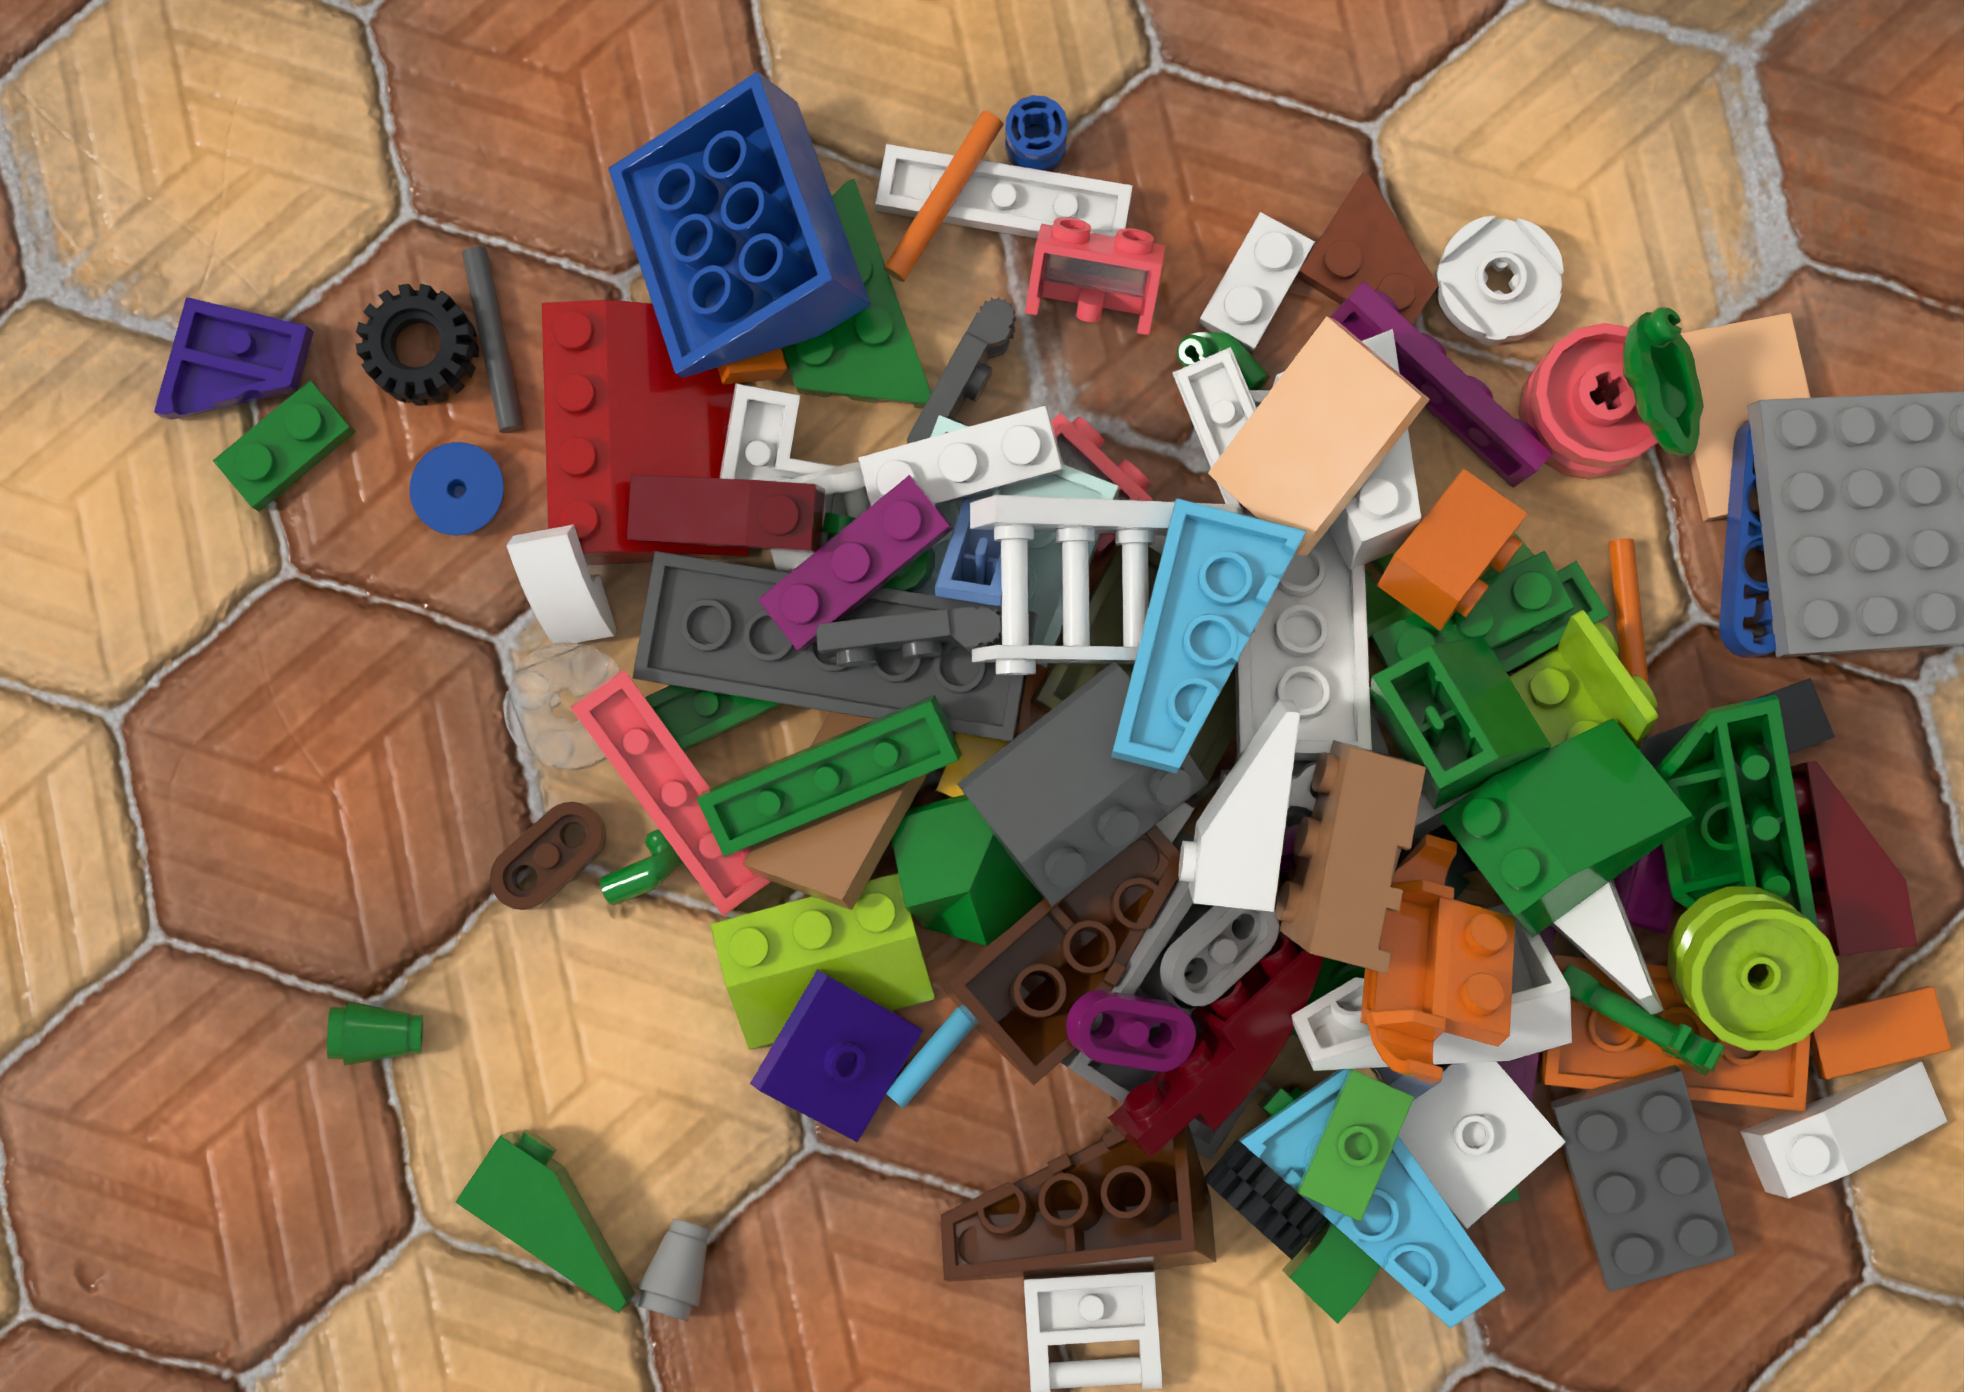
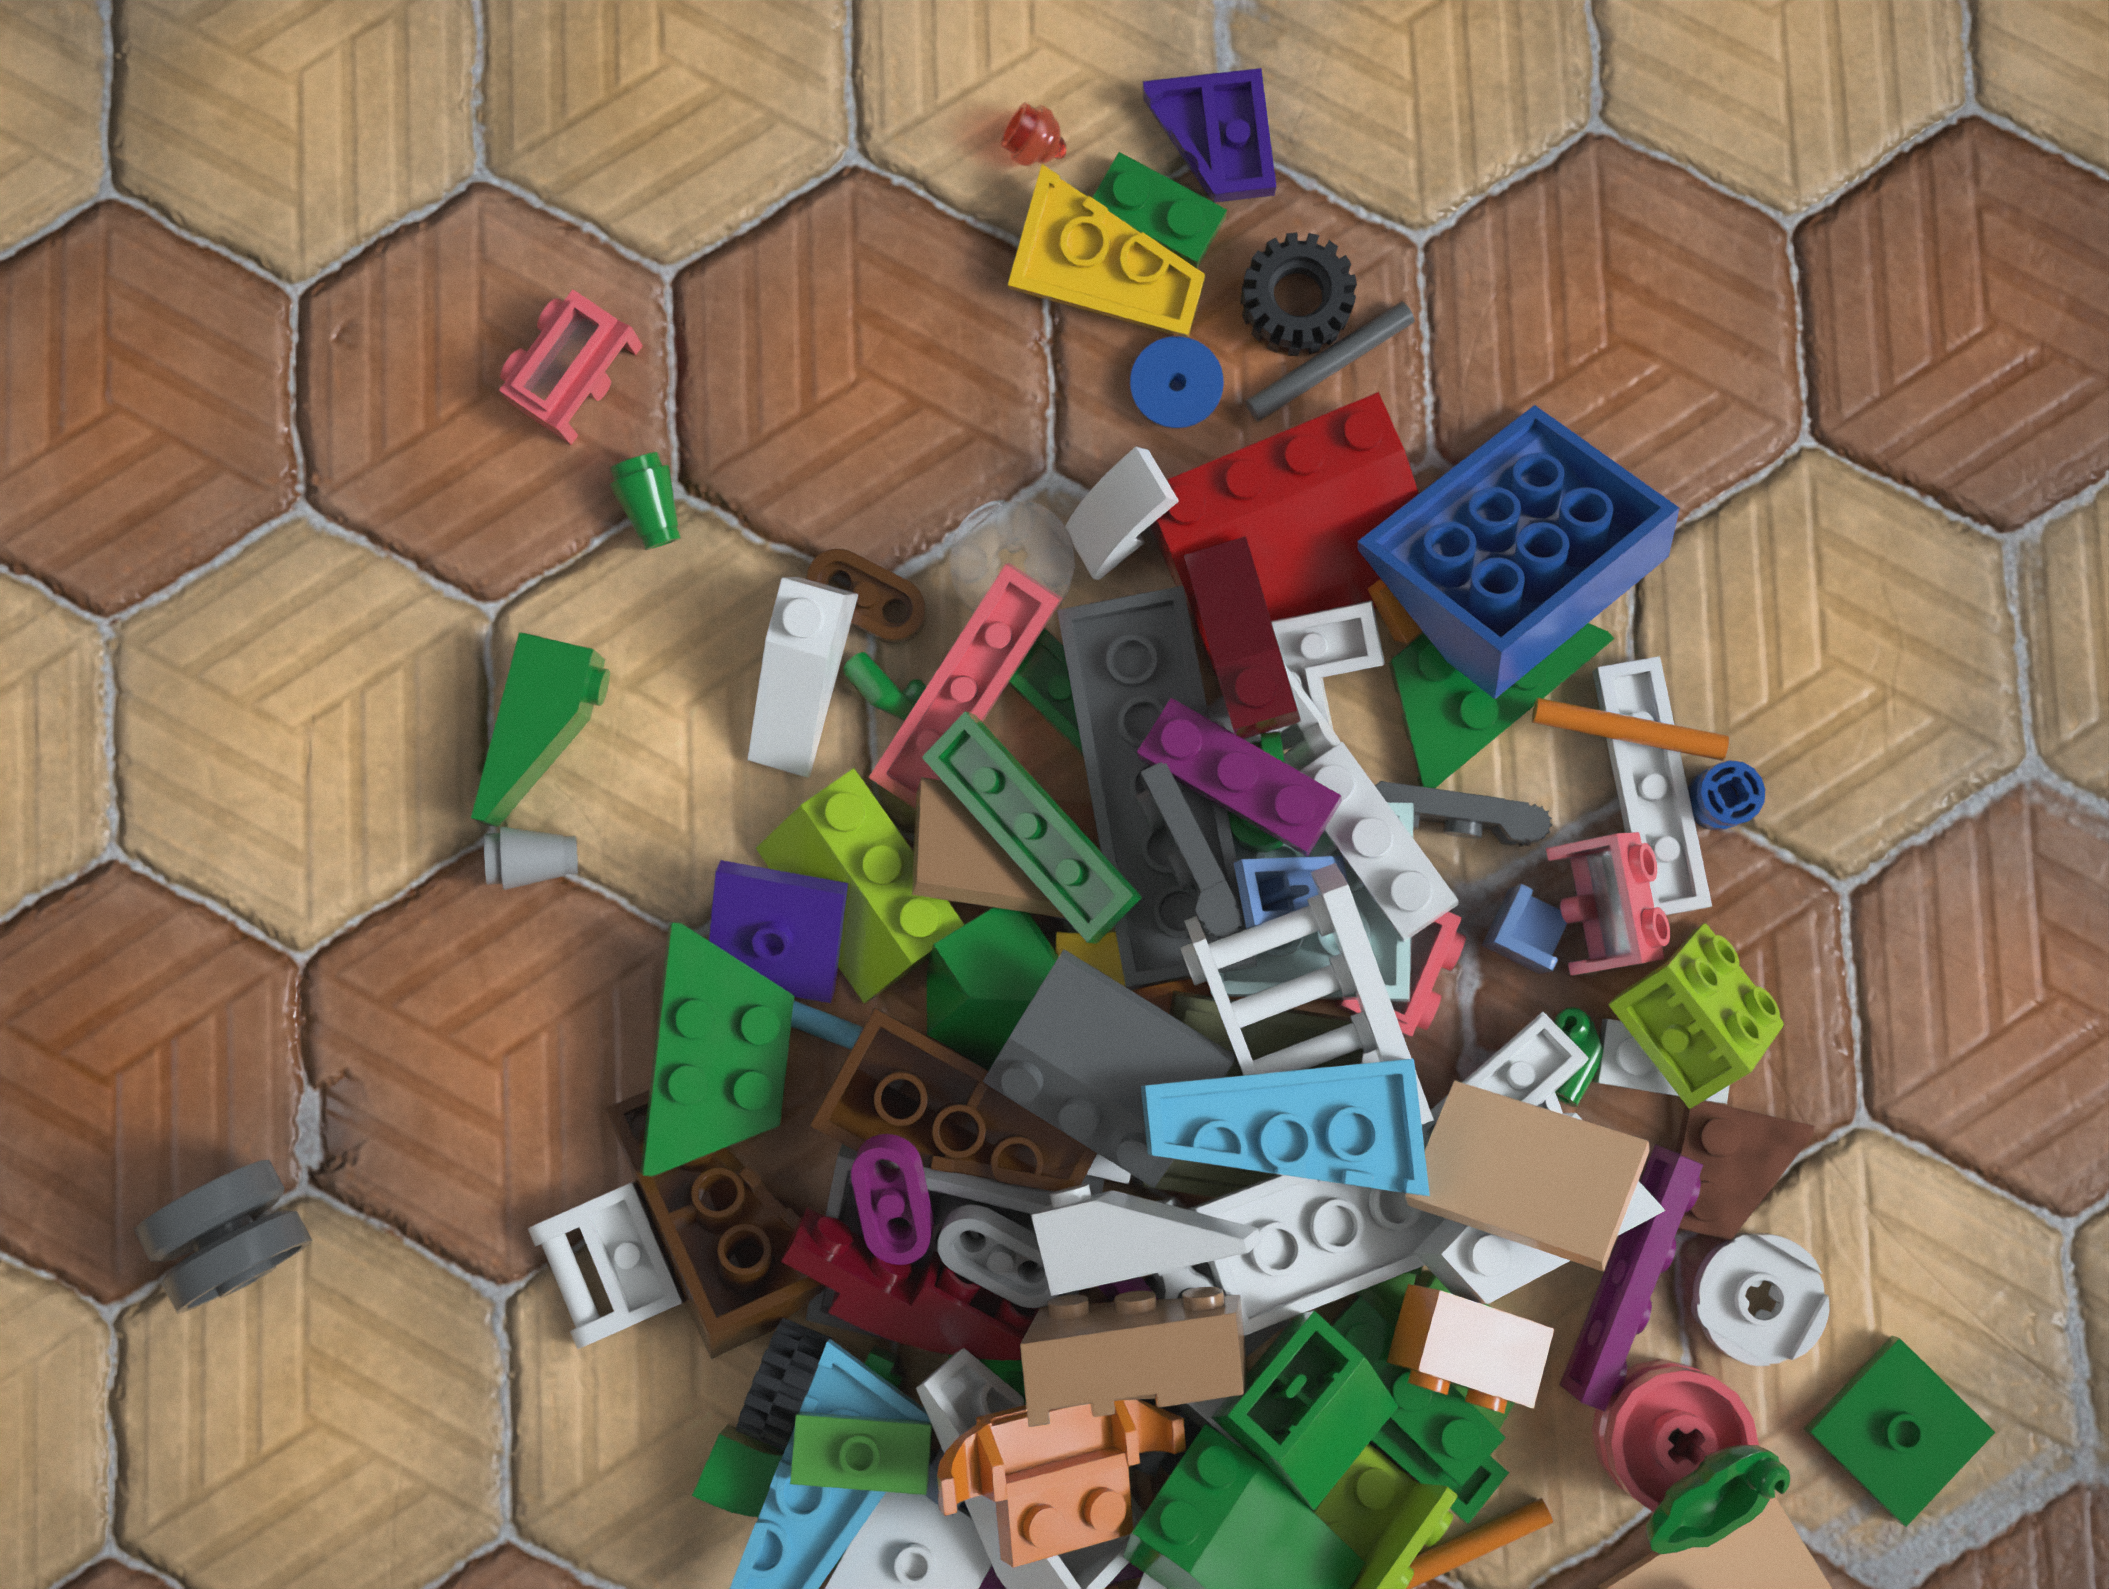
camera: 70 degrees right, 0 degrees up
(164, 535) = (1033, 136): none -> clear red plate
(207, 1065) = (565, 362): none -> coral window
(314, 518) = (1099, 263): none -> yellow wing
(599, 945) = (799, 673): none -> white slope
(930, 1156) = (714, 1054): none -> green wing
(1092, 360) = (1526, 930): none -> medium blue panel
(1229, 234) = (1700, 1017): none -> lime bracket
(1657, 203) = (1899, 1430): none -> green plate

